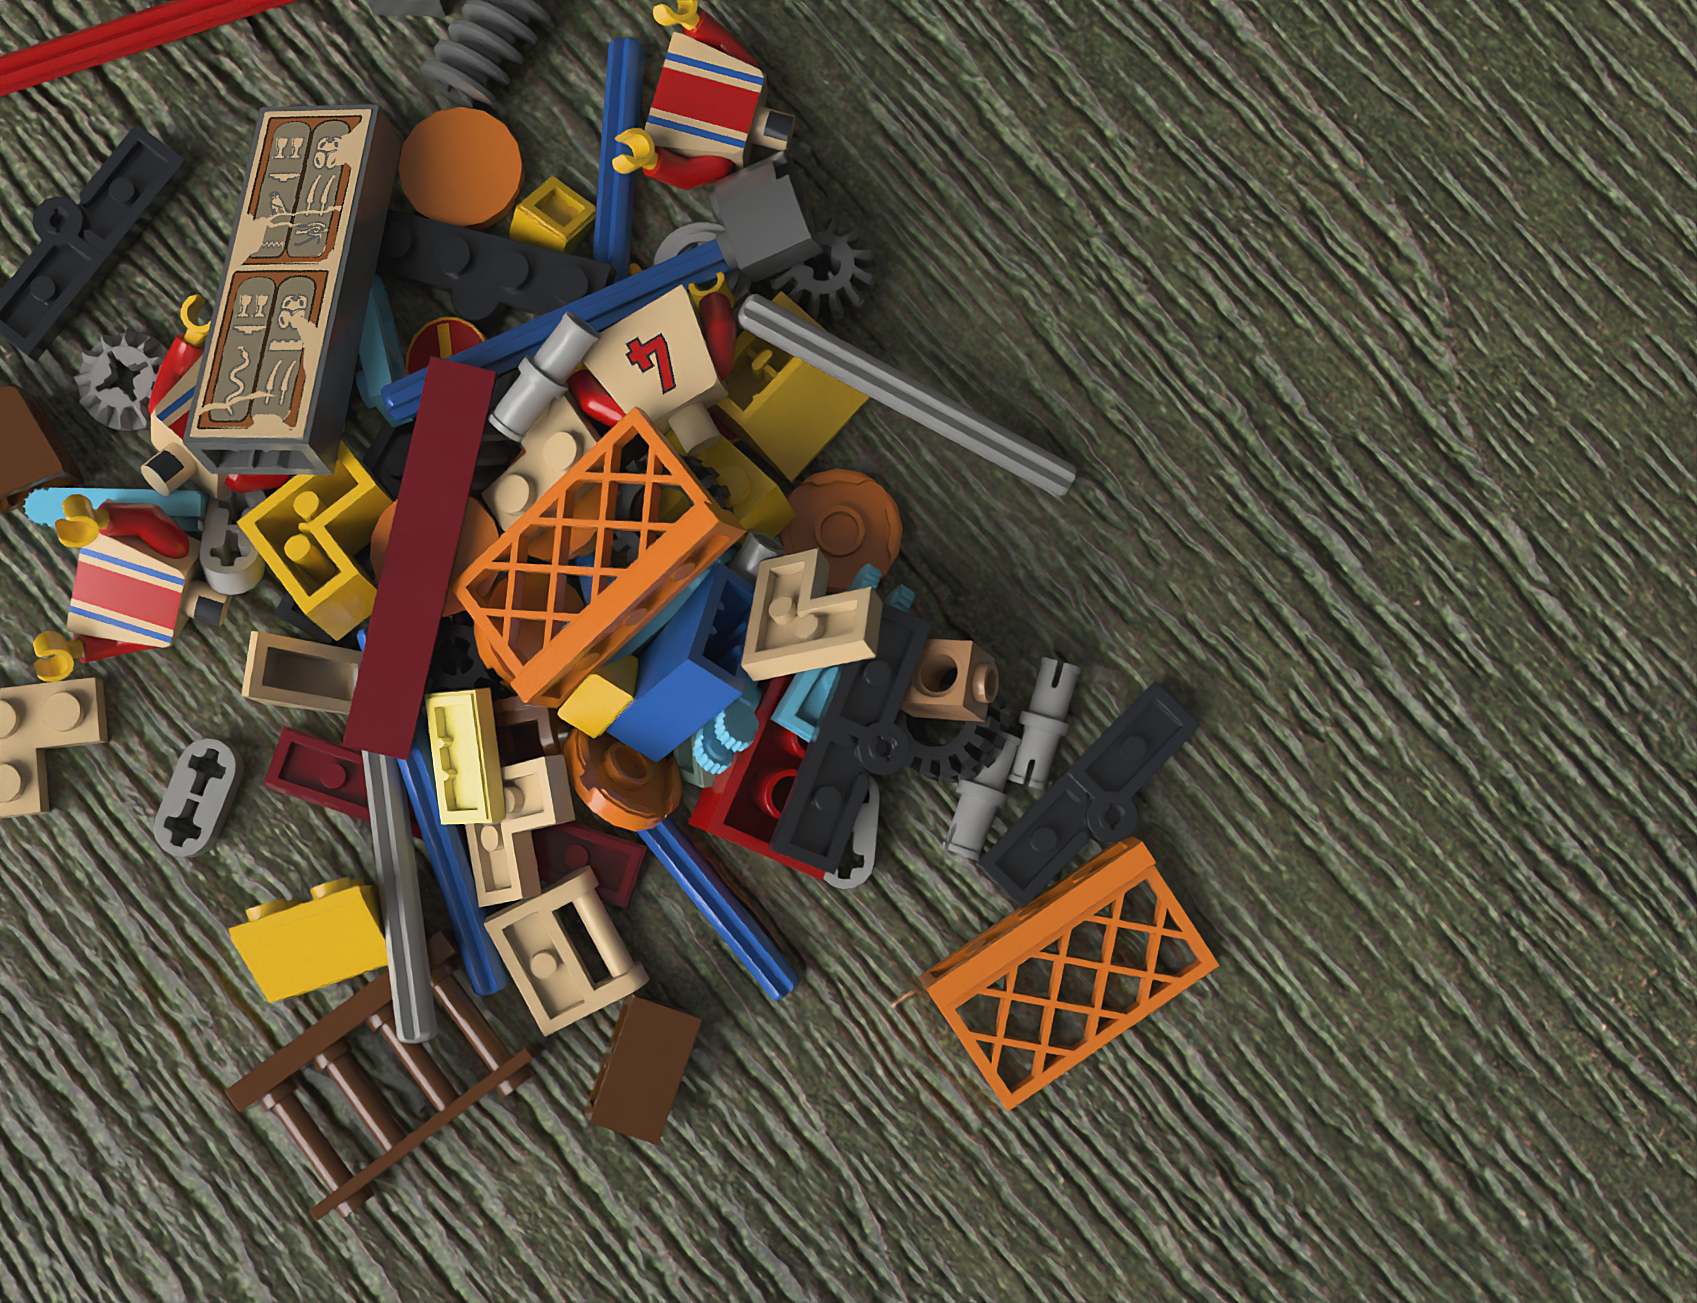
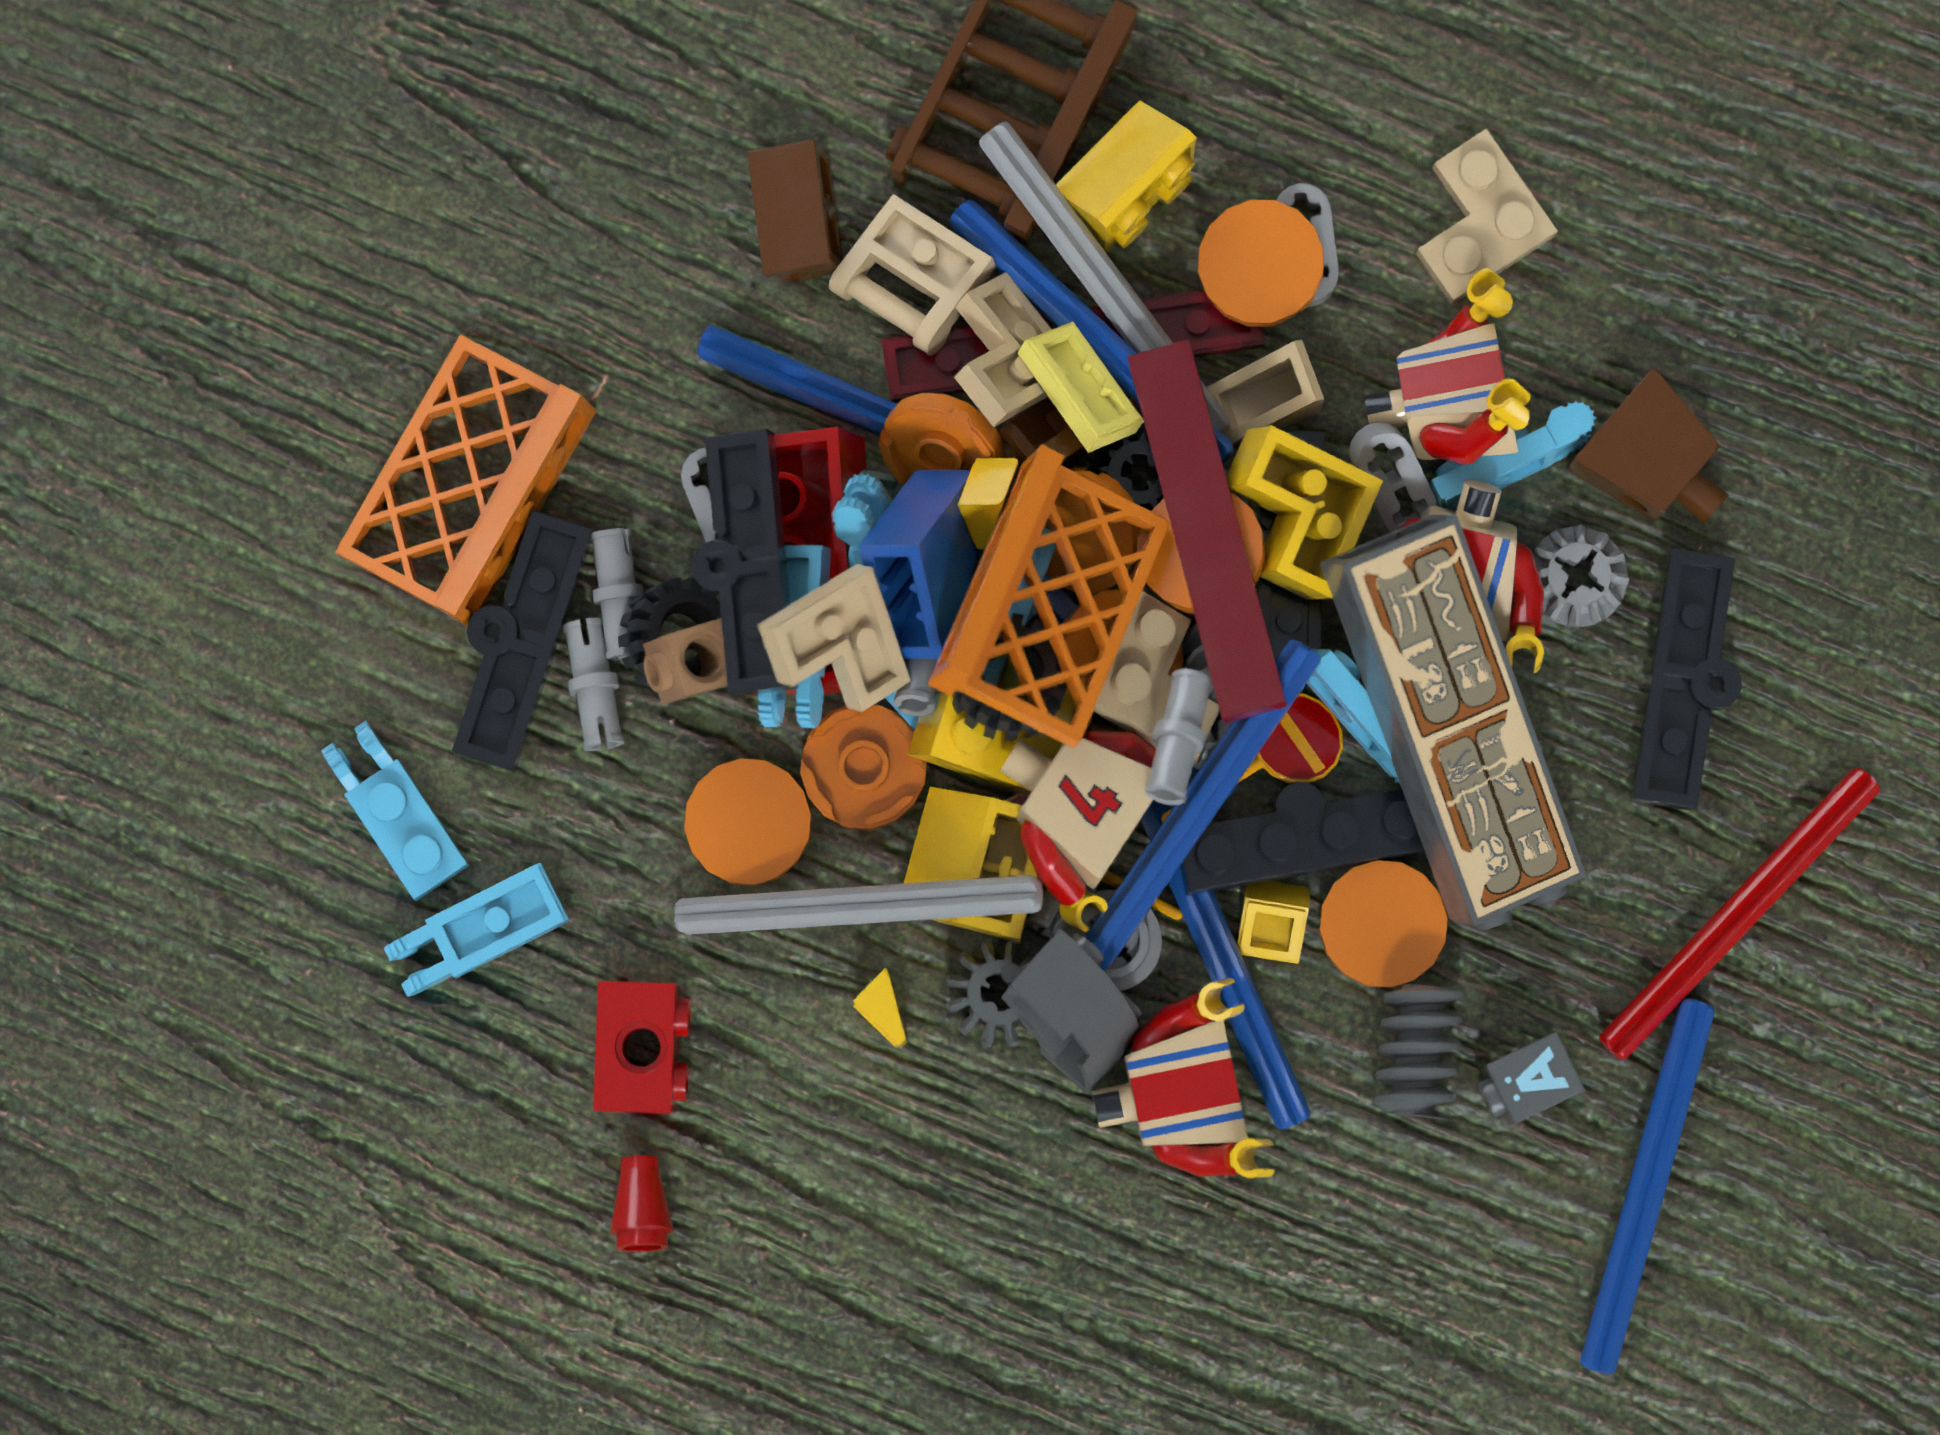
camera: 165 degrees right, 0 degrees up
(244, 795) = (1261, 263): none -> orange tile
(934, 310) = (880, 1008): none -> yellow slope
(966, 534) = (748, 822): none -> orange tile
(1186, 354) = (621, 1012): none -> red brick
(1224, 248) = (640, 1208): none -> red cone
(1246, 557) = (483, 927): none -> medium azure hinge
(1275, 697) = (398, 817): none -> medium azure hinge

